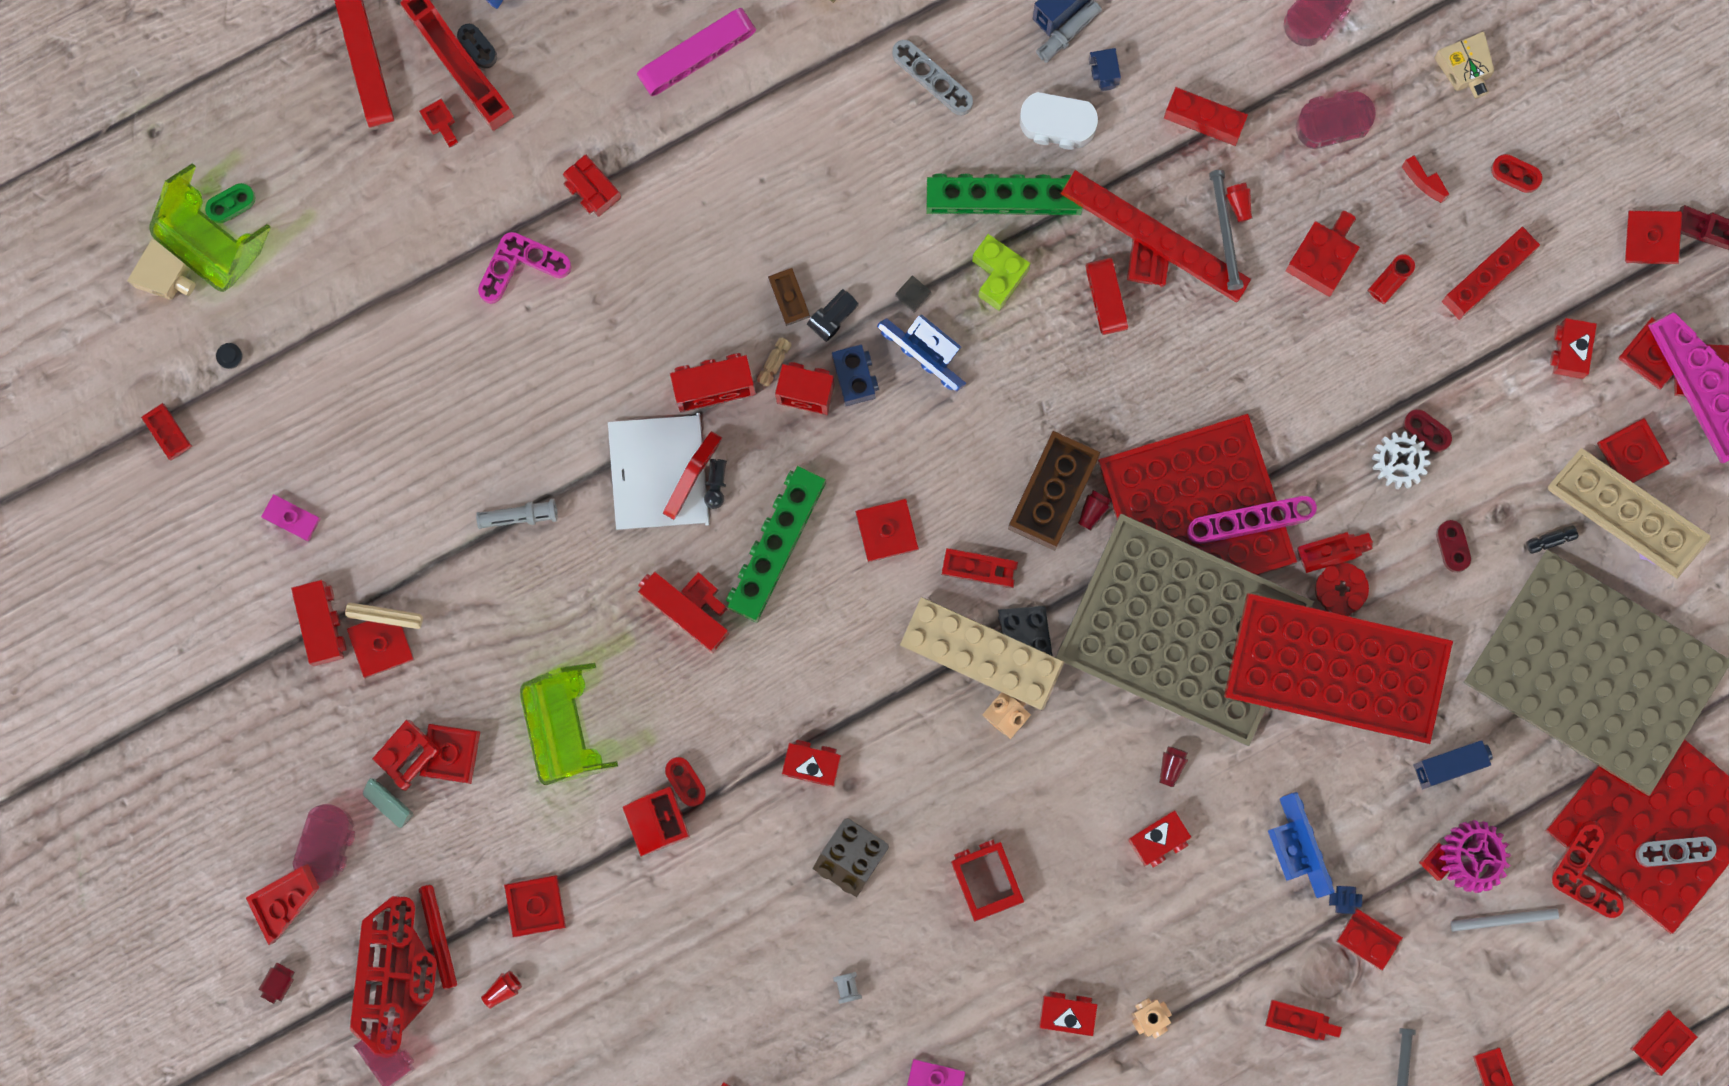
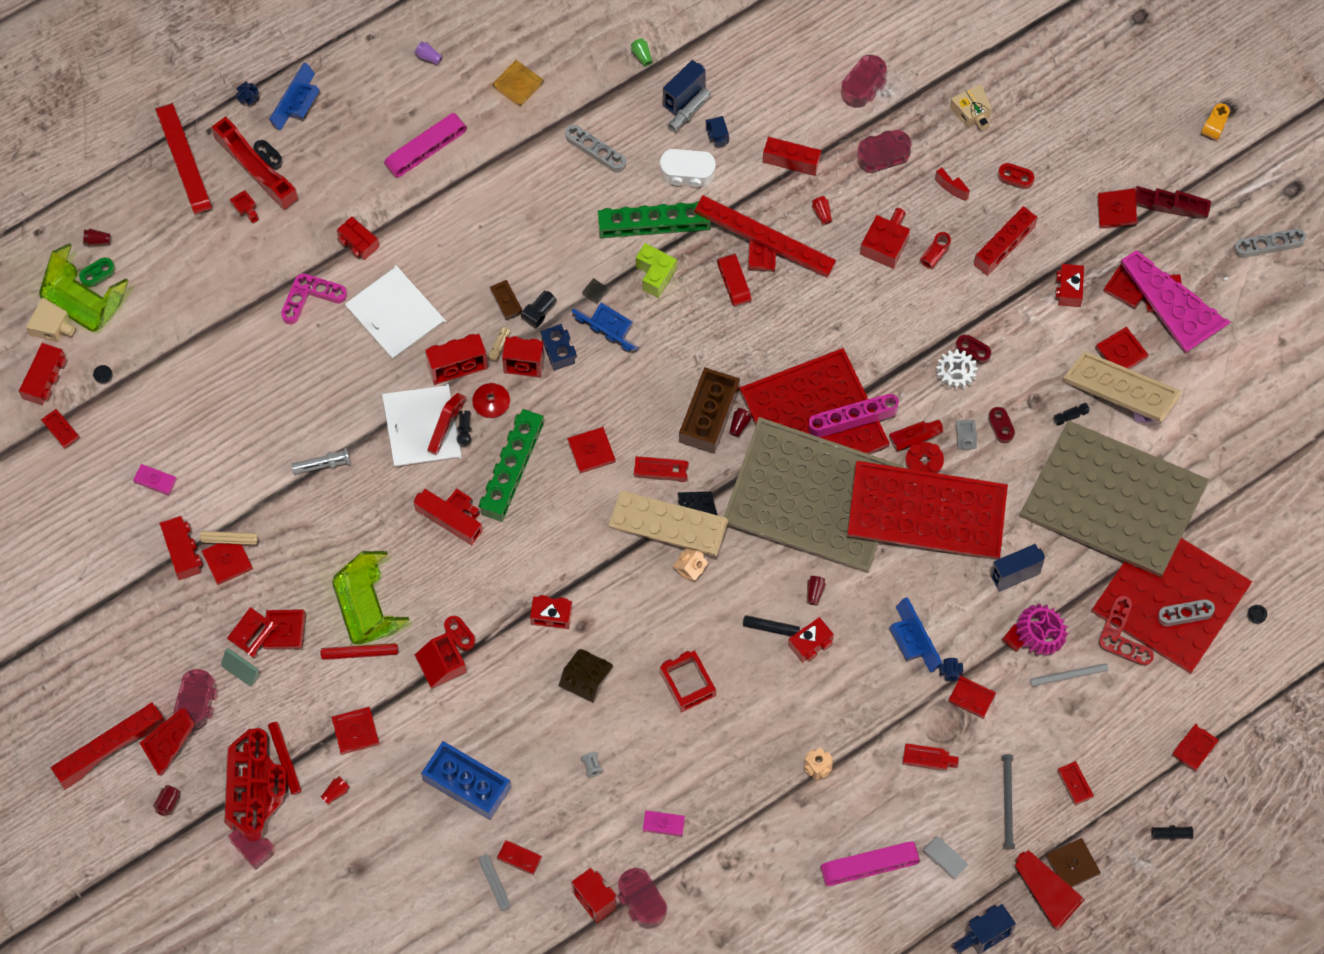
camera: 10 degrees left, 15 degrees down
(147, 349) = (42, 374): none -> red brick
(204, 897) = (80, 762): none -> red arch
(231, 151) = (94, 237): none -> dark red cone
(541, 793) = (359, 651): none -> red axle
(637, 297) = (396, 311): none -> white piece
(676, 996) = (466, 780): none -> blue brick
(756, 456) = (491, 408): none -> red dish
(1068, 1015) = (756, 768): red brick -> none
(1107, 811) = (770, 626): none -> black axle
(1234, 282) = (824, 260): dark grey bar -> none
(1404, 556) = (966, 434): none -> light grey bracket

